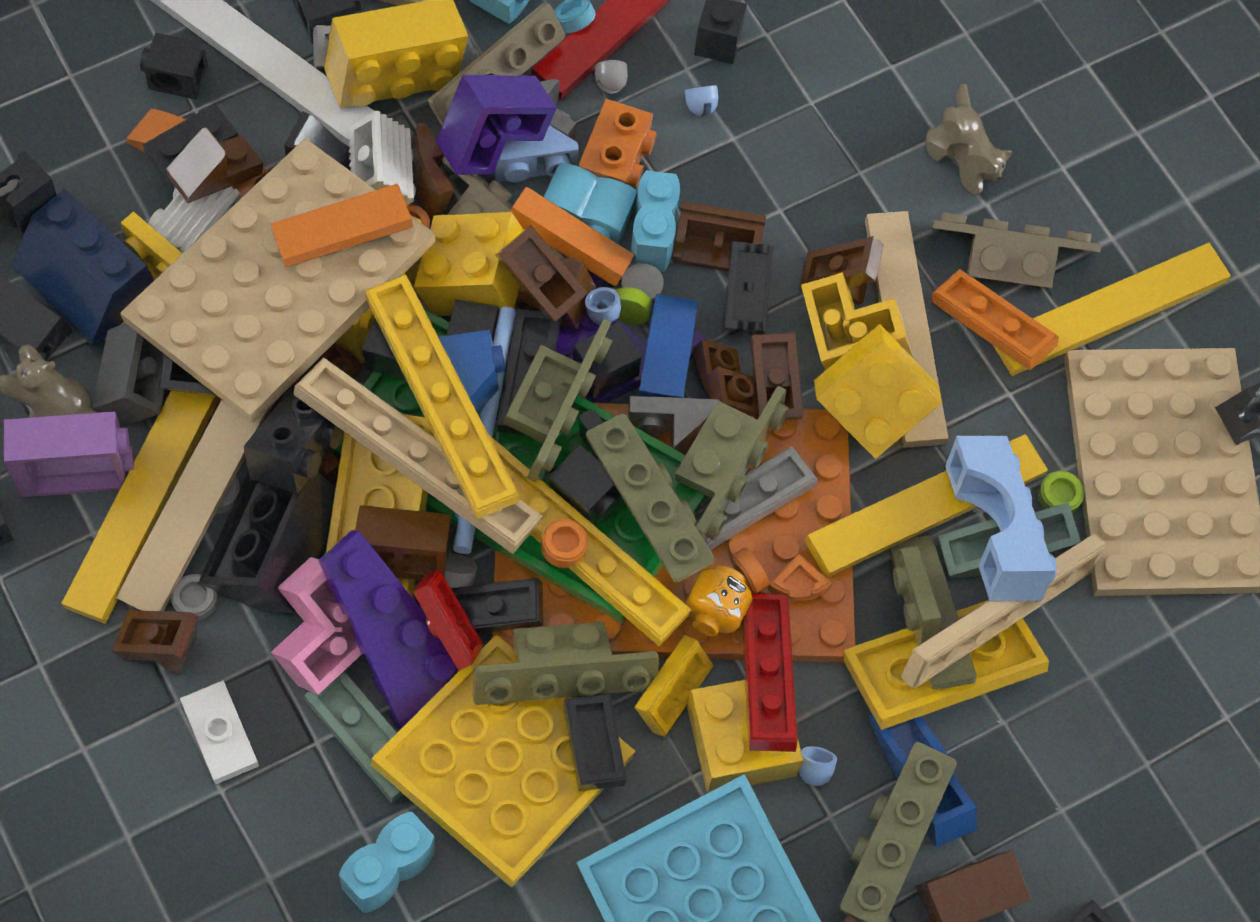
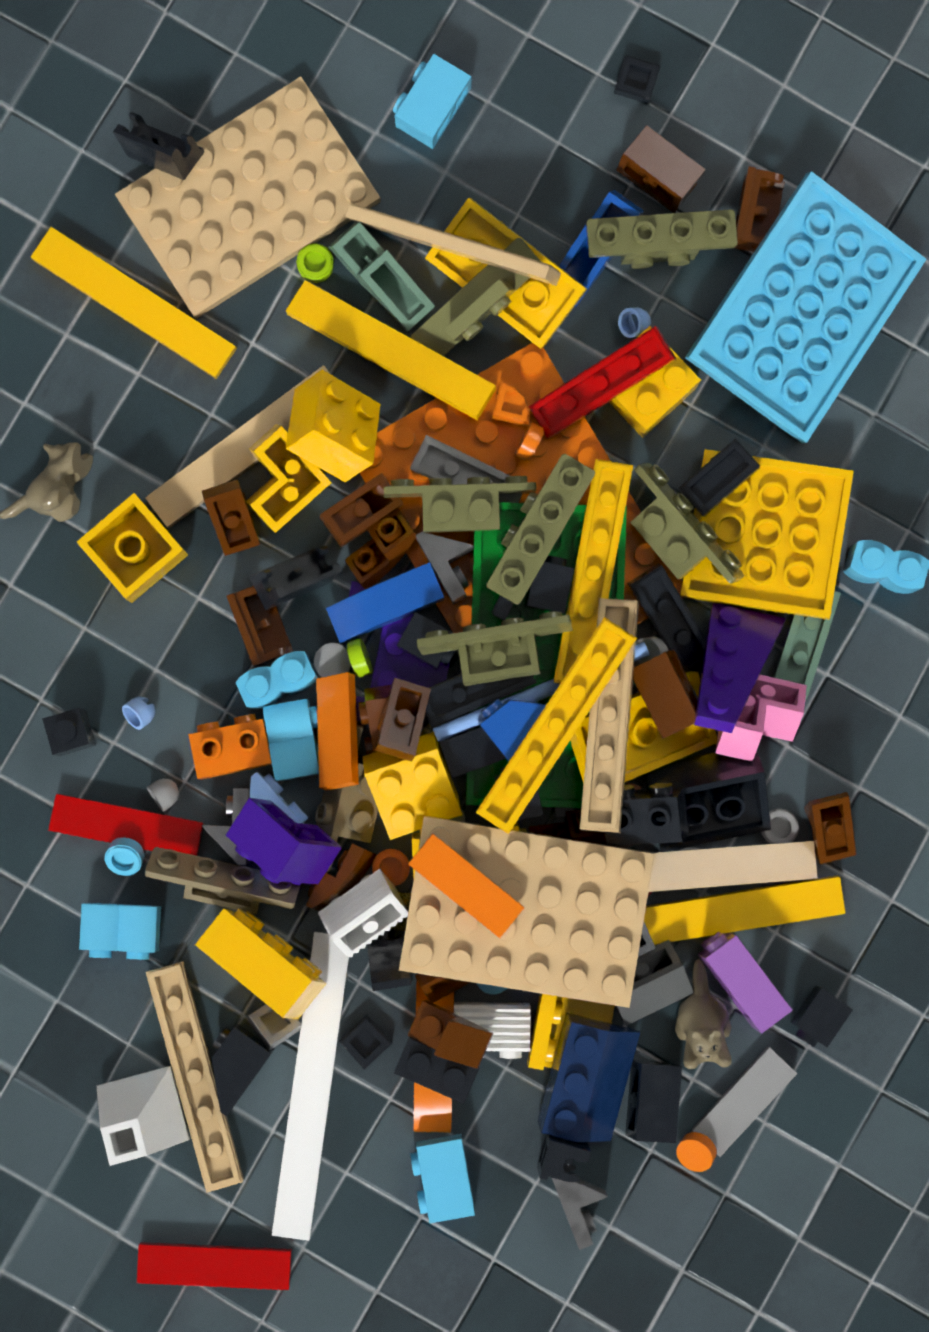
camera: 115 degrees left, 20 degrees up
(88, 104) = (444, 1178): none -> medium azure brick
(174, 65) = (369, 1137): black brick -> none
(219, 732) = (864, 743): white plate -> none
(262, 116) = (365, 1042): none -> black tile
(447, 619) = (702, 627): red plate -> none
(564, 543) = (607, 572): orange tile -> none
(608, 299) = (373, 668): light blue hinge -> none
(672, 686) = (640, 450): yellow plate -> none
(718, 600) = (570, 441): light orange head -> none
(863, 167) = (132, 548): none -> yellow brick
(995, 319) = (202, 382): orange tile -> none
(1013, 255) = (130, 400): dark tan bracket -> none
(1016, 559) = (352, 311): light blue arch -> none
(1177, 698) = (432, 100): none -> medium azure brick

